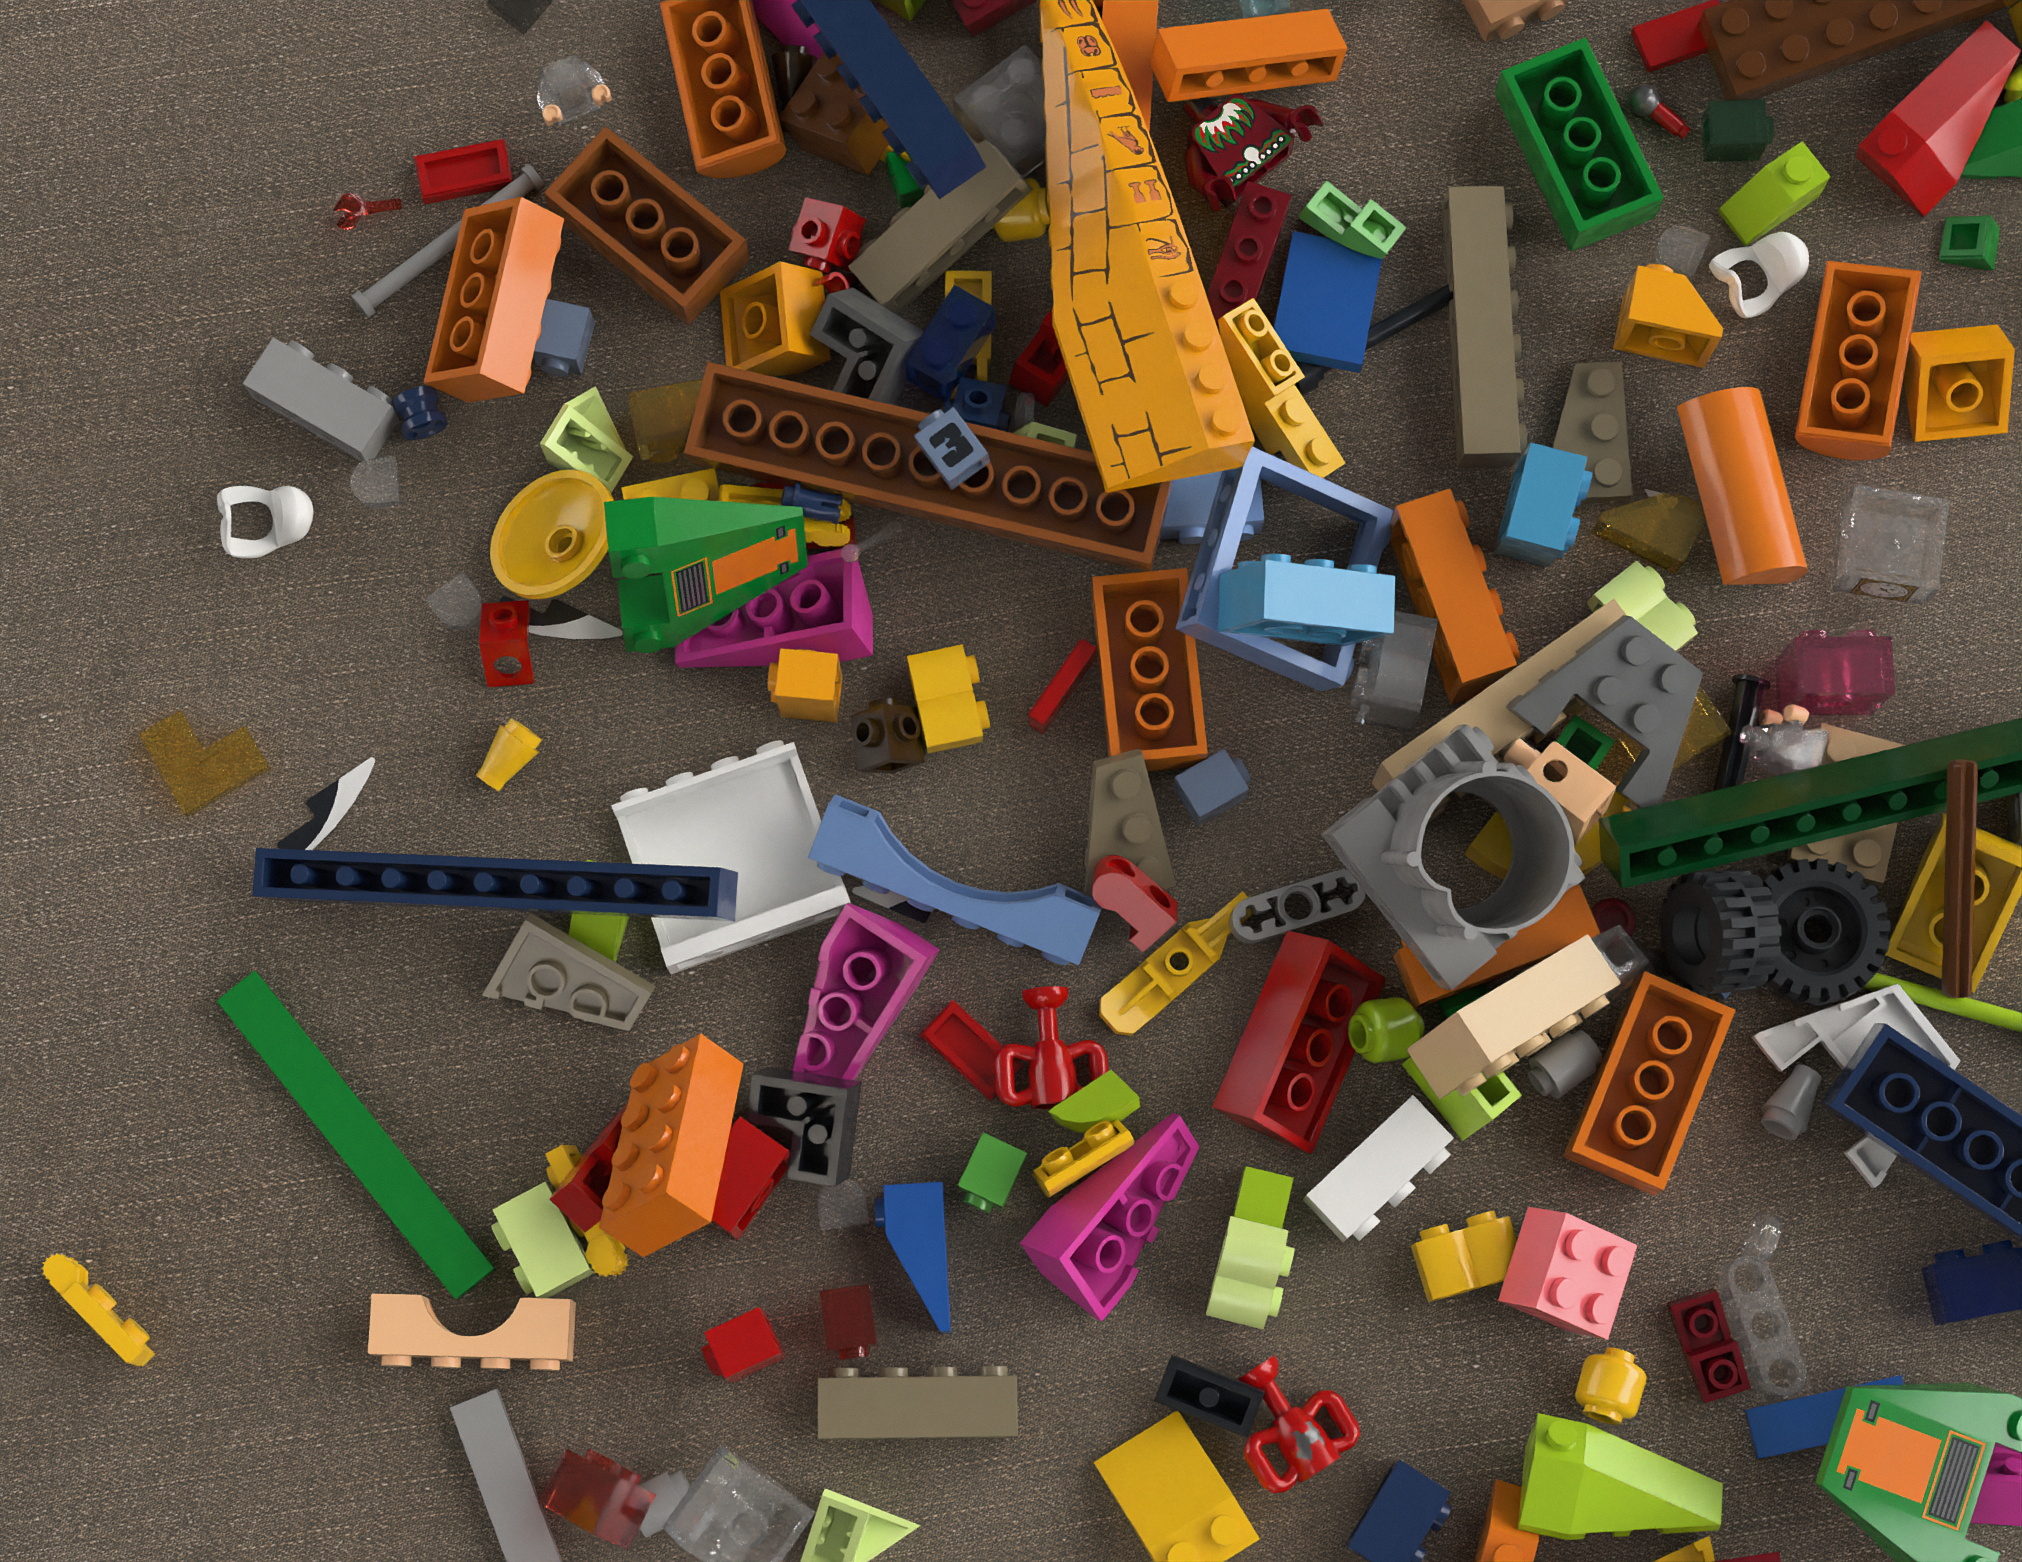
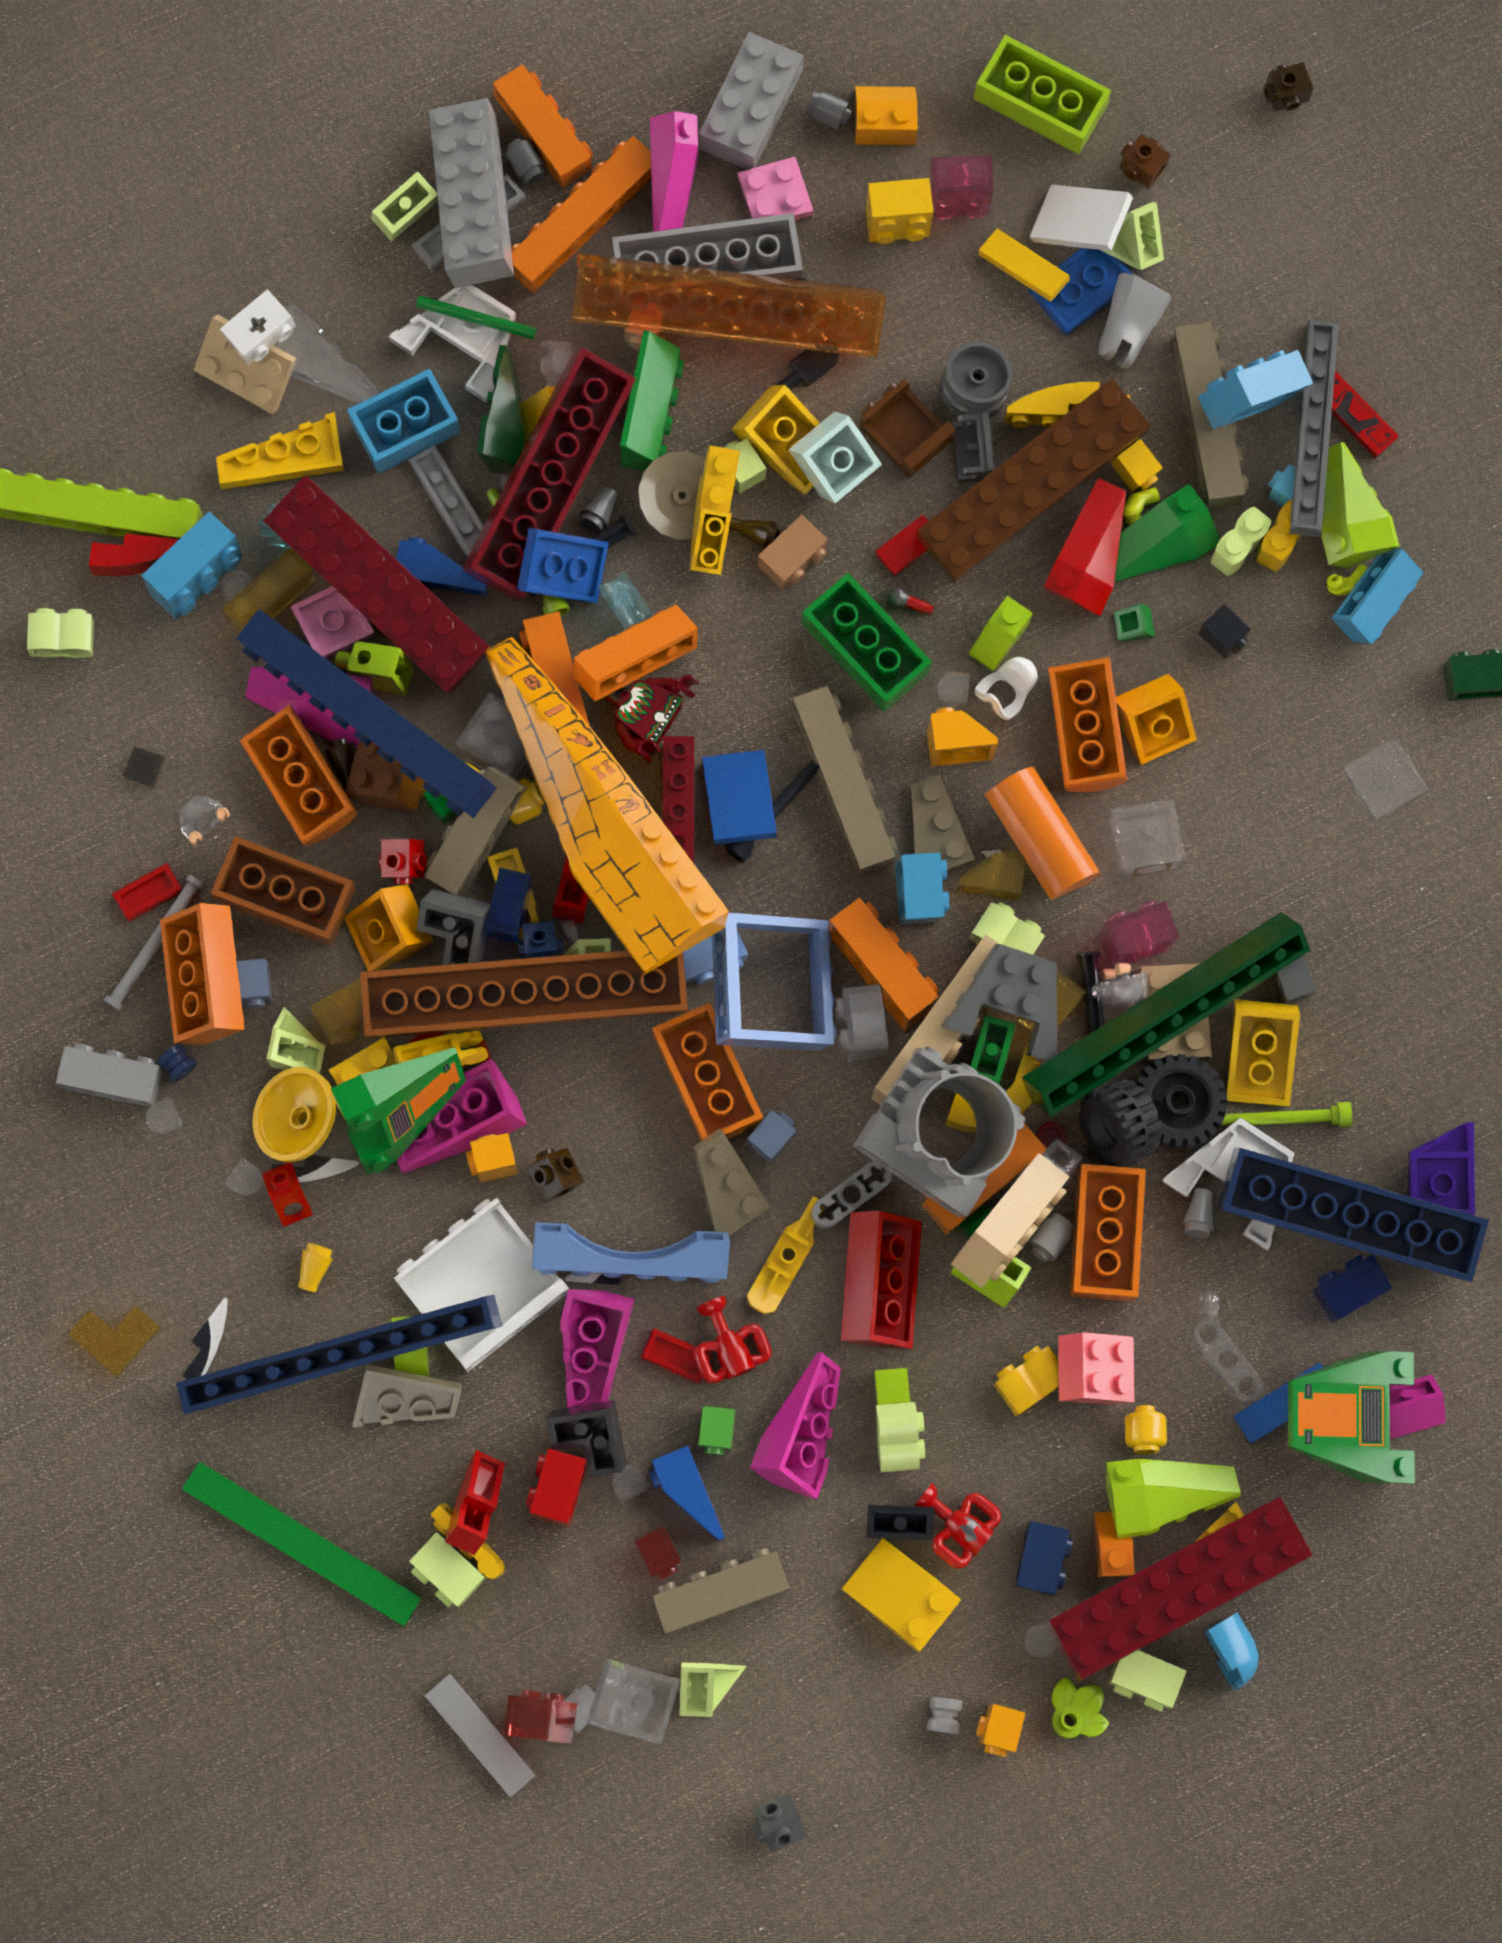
camera: 25 degrees left, 0 degrees up
(96, 1307) = (175, 1711): yellow hinge -> none
(290, 513) = (115, 1157): white piece -> none
(357, 208) = (87, 940): clear red hand -> none
(408, 1328) = (462, 1629): light nougat arch -> none
(671, 1146) = (512, 1481): orange brick -> none
(742, 1346) = (598, 1592): red brick -> none
(814, 503) = (457, 1040): dark blue pin -> none
(836, 281) = (420, 890): red hand -> none
(851, 552) = (492, 1063): clear hinge -> none
(946, 698) = (583, 1135): yellow brick -> none
(951, 446) = (536, 977): sand blue brick -> none
(1062, 686) = (654, 1103): red tile -> none
(1068, 1165) = (776, 1393): yellow slope -> none
(1099, 1101) = (768, 1364): lime brick -> none
(1135, 897) = (748, 1224): red leg -> none
(1268, 392) = (723, 871): yellow slope -> none
(1306, 601) = (794, 1001): brick -> none
(1340, 219) = (748, 741): bright green slope -> none
(1380, 1170) = (959, 1344): white brick -> none
(1385, 1029) = (932, 1254): lime head -> none
(1577, 786) = (1005, 1066): light nougat torso -> none
(1708, 1345) = (1197, 1384): dark red slope -> none
(1736, 130) = (963, 599): clear green brick -> none
(1959, 878) = (1256, 1039): reddish brown axle -> none

